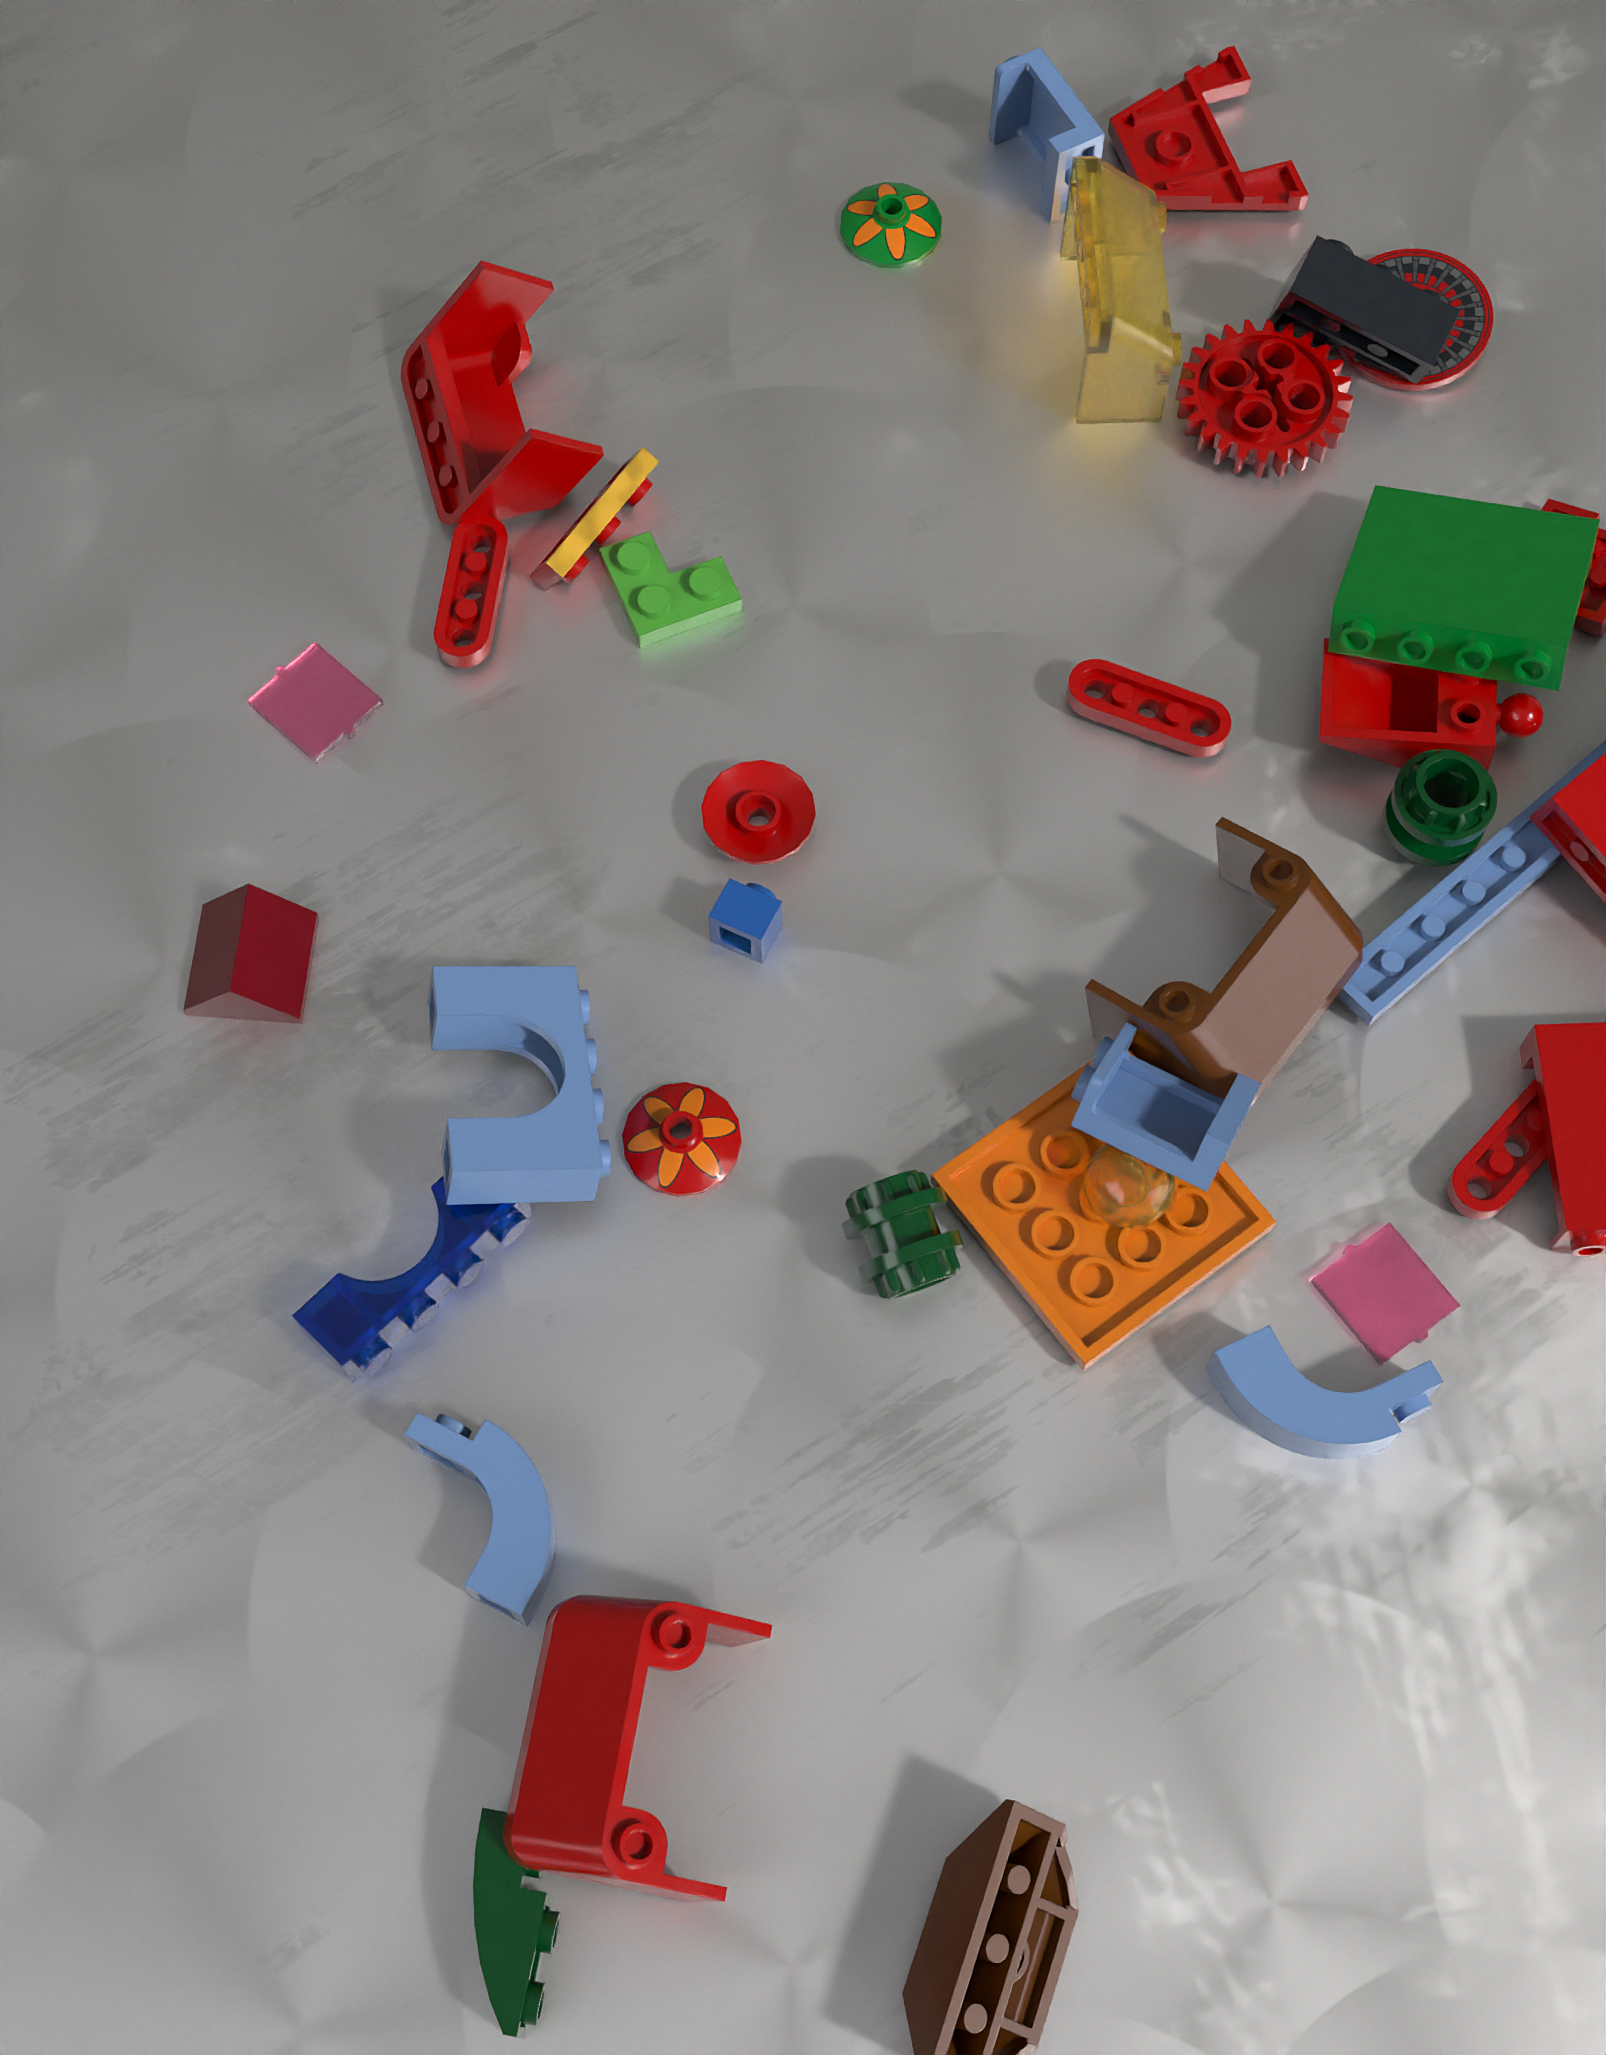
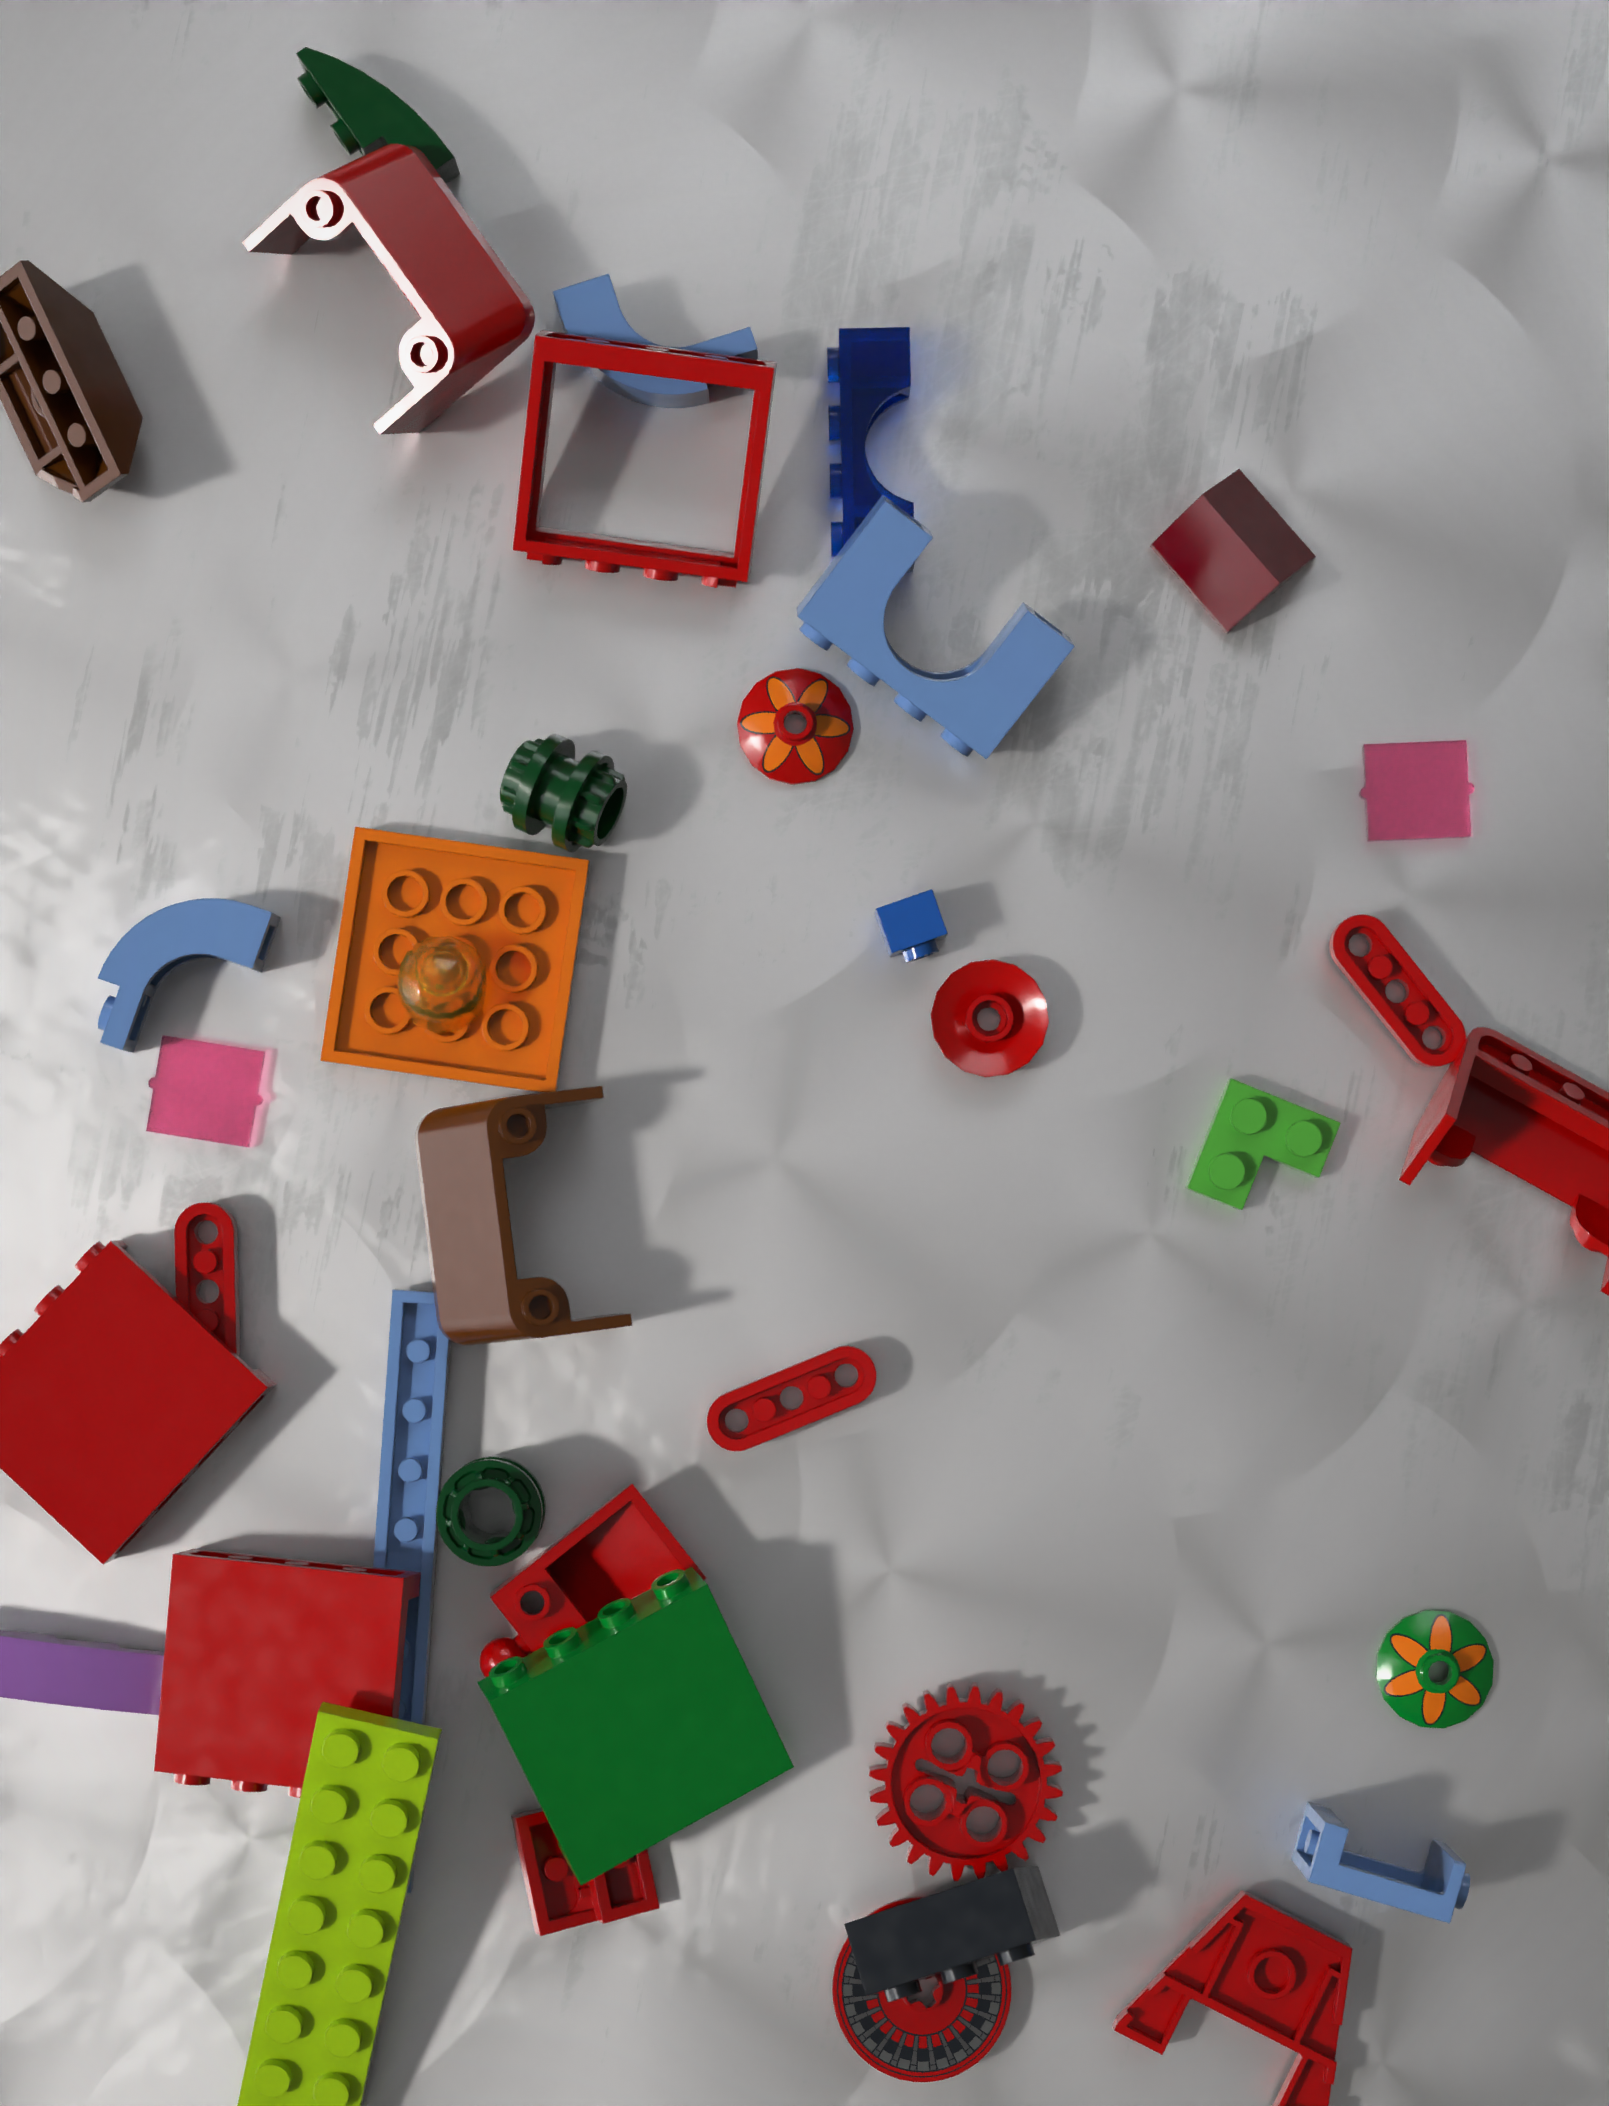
camera: 130 degrees right, 20 degrees up
(508, 1467) = (607, 552): none -> red window
(596, 521) = (1367, 1142): pearl gold plate -> none
(1129, 342) = (1160, 1749): clear yellow windscreen -> none
(1159, 1113) = (460, 1044): medium blue panel -> none

